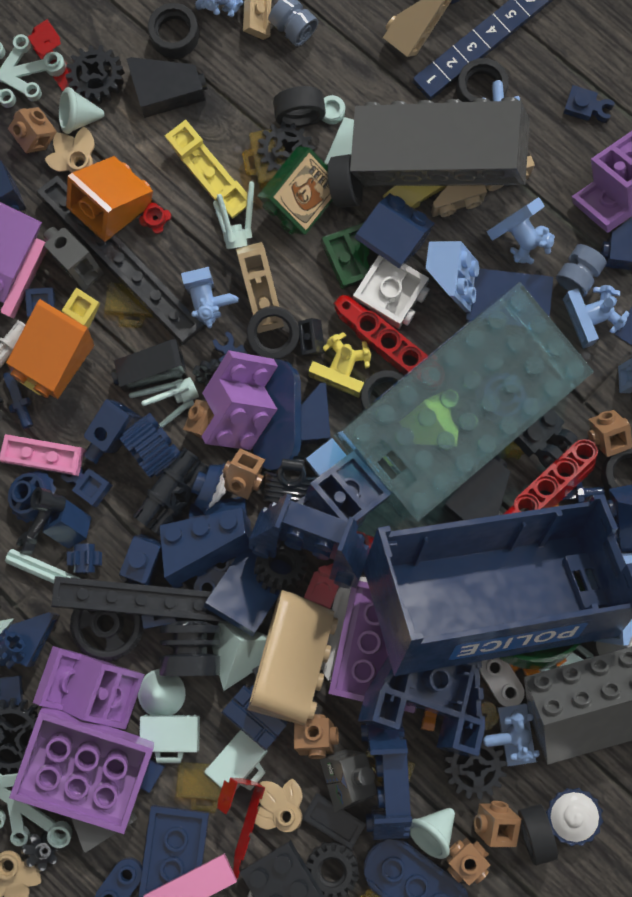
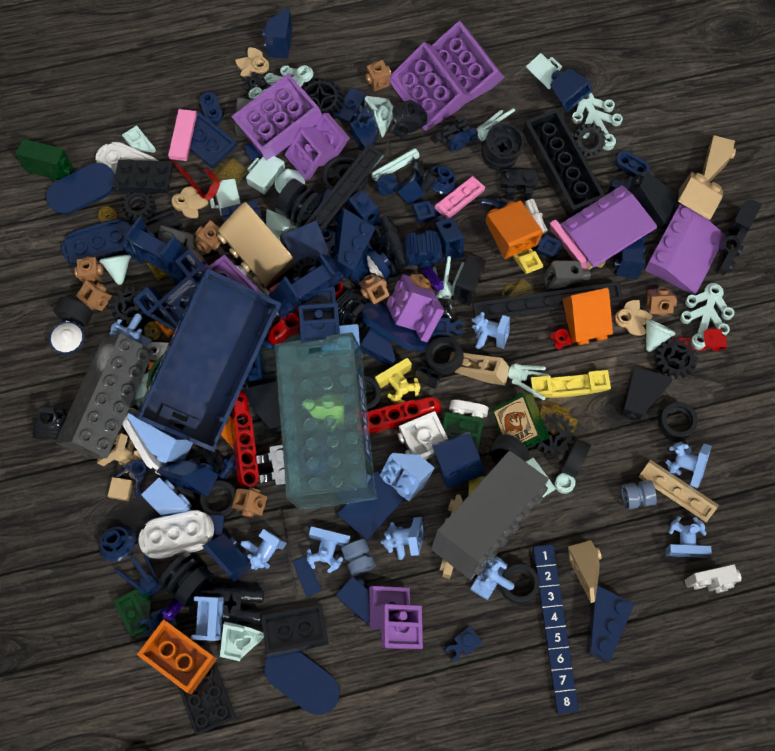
camera: 120 degrees right, 10 degrees down
(180, 411) = (435, 281): none -> dark purple axle
(316, 254) = (468, 408): none -> white plate

